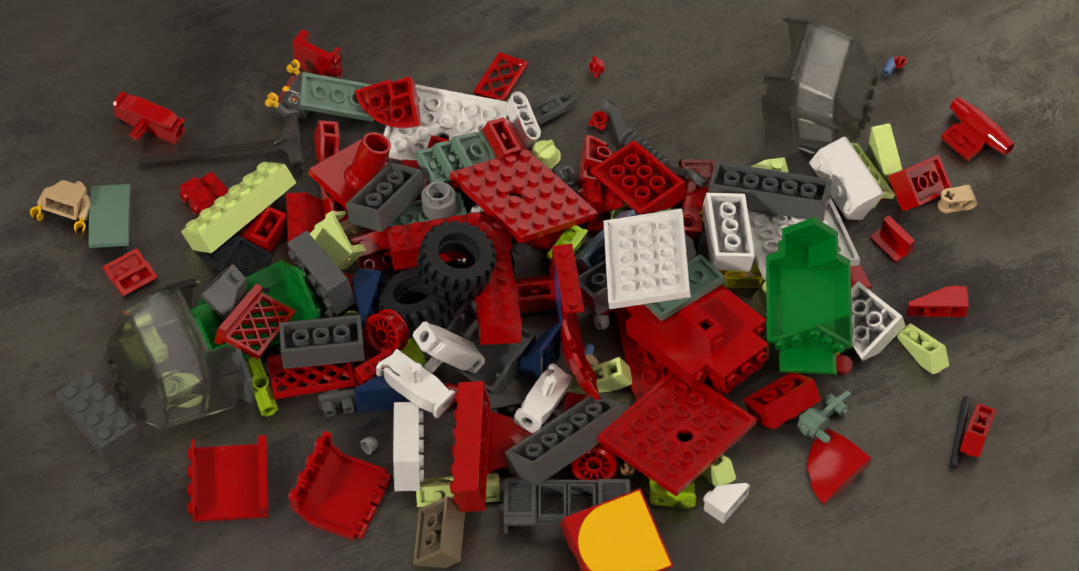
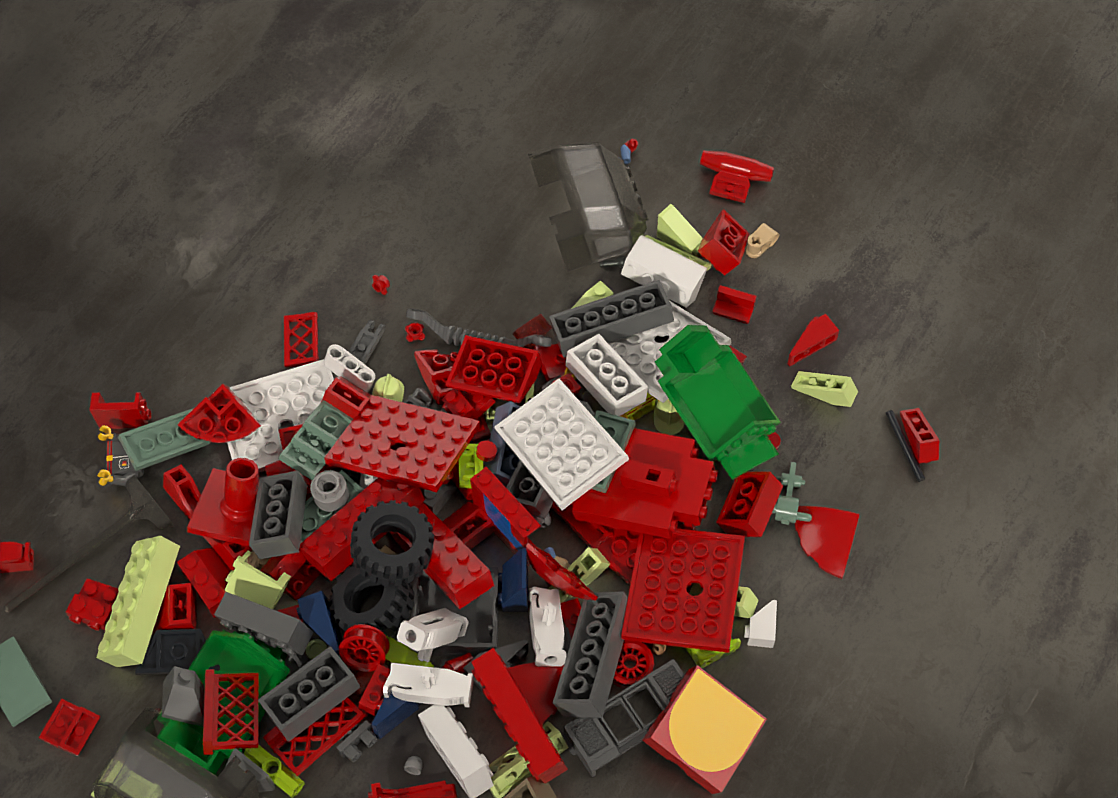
camera: 30 degrees left, 5 degrees up
(585, 237) = (486, 451): none -> red tile
(872, 322) = (776, 386): white wedge -> none

